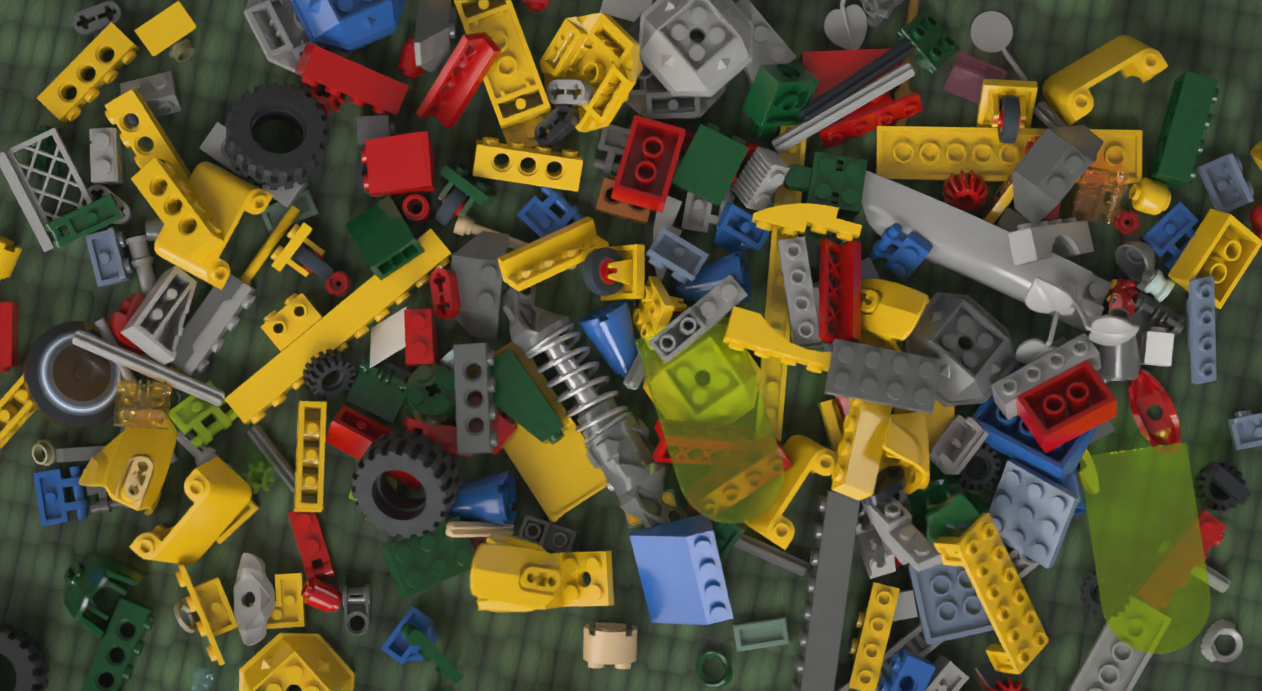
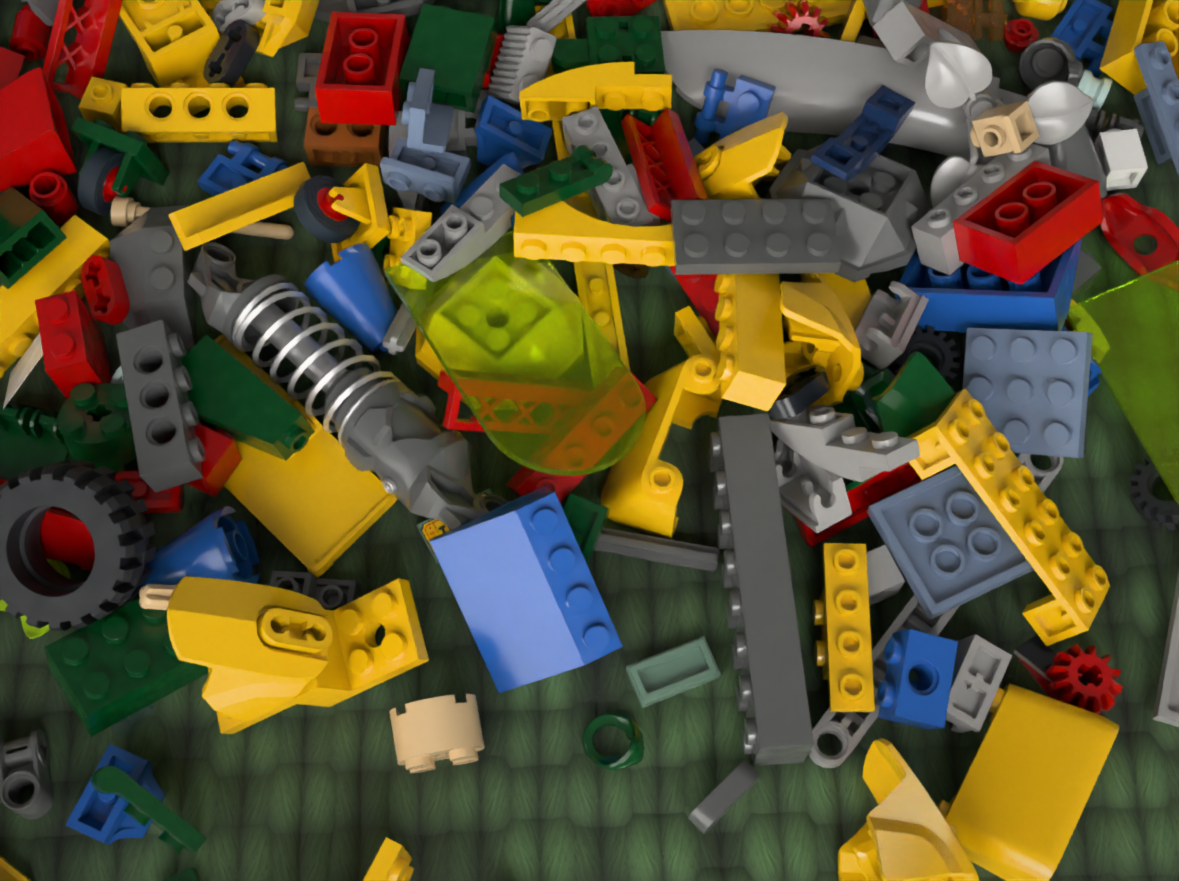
camera: 10 degrees left, 20 degrees down
(462, 139) = (103, 102): none -> yellow brick
(687, 221) = (426, 122): none -> sand blue bracket
(761, 303) = (555, 181): none -> dark green plate
(978, 310) = (866, 135): none -> dark blue slope
(1074, 332) = (1004, 129): none -> tan brick

